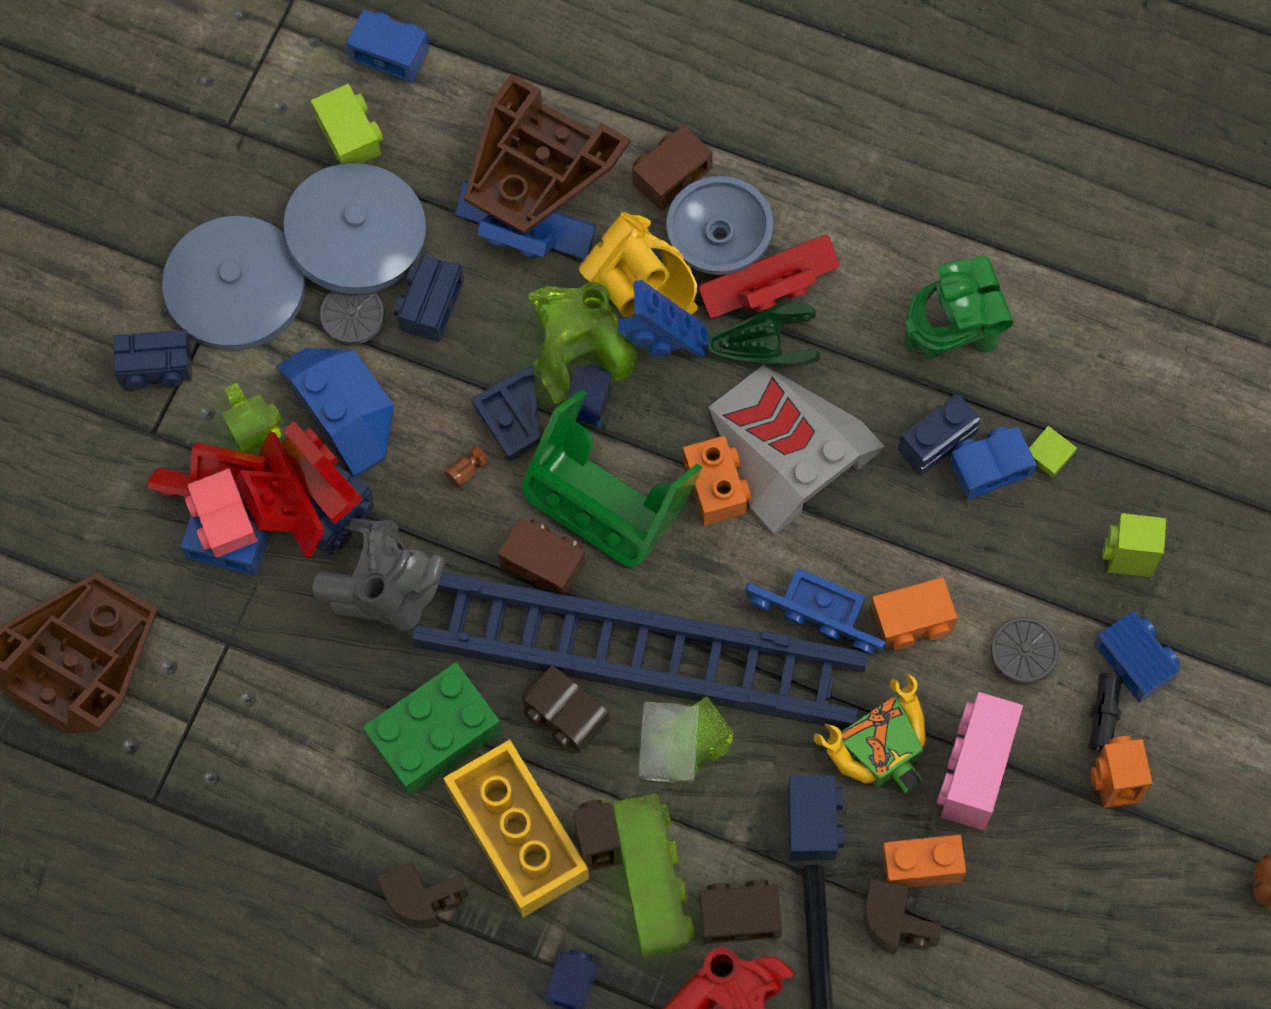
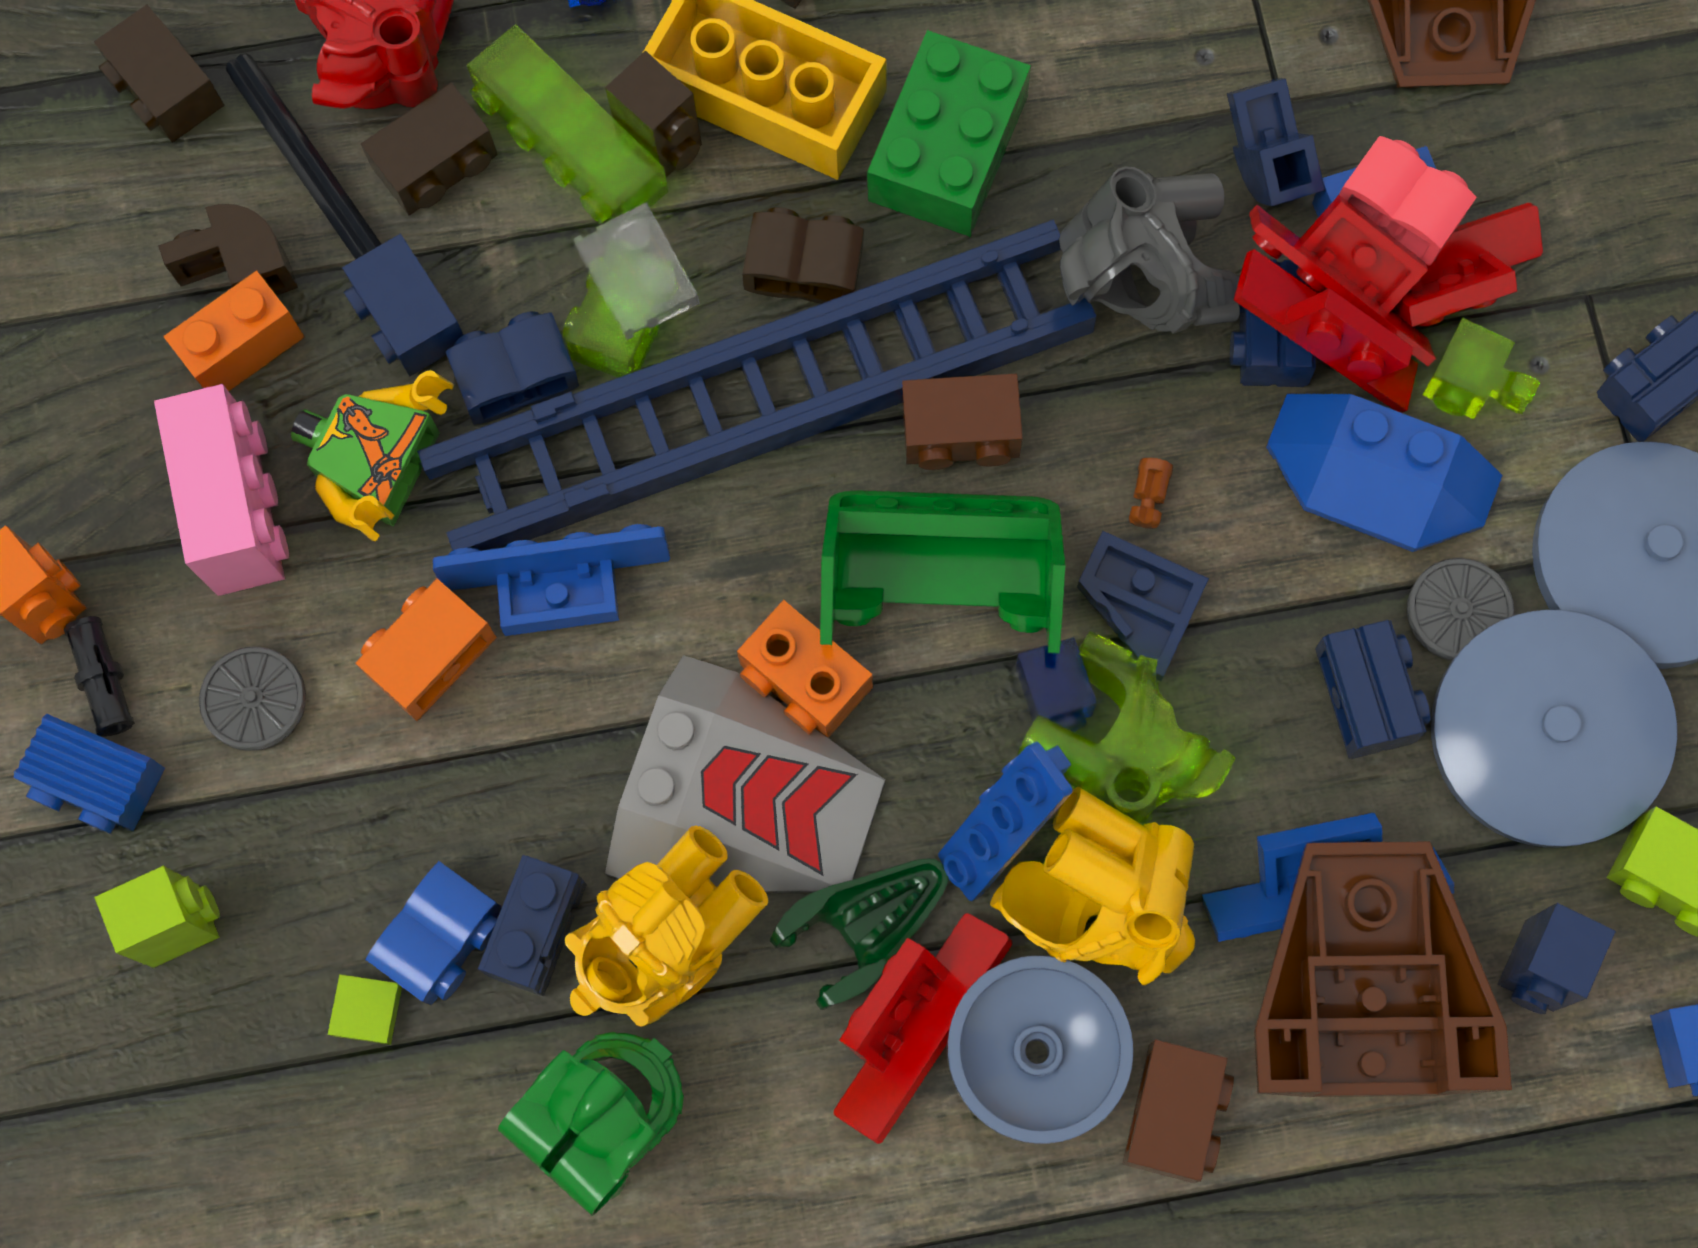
camera: 150 degrees right, 5 degrees up
(263, 601) = (1270, 152): none -> dark blue brick
(444, 119) = (1555, 959): none -> dark blue brick
(771, 747) = (512, 366): none -> dark blue brick
(874, 387) = (668, 925): none -> yellow helmet

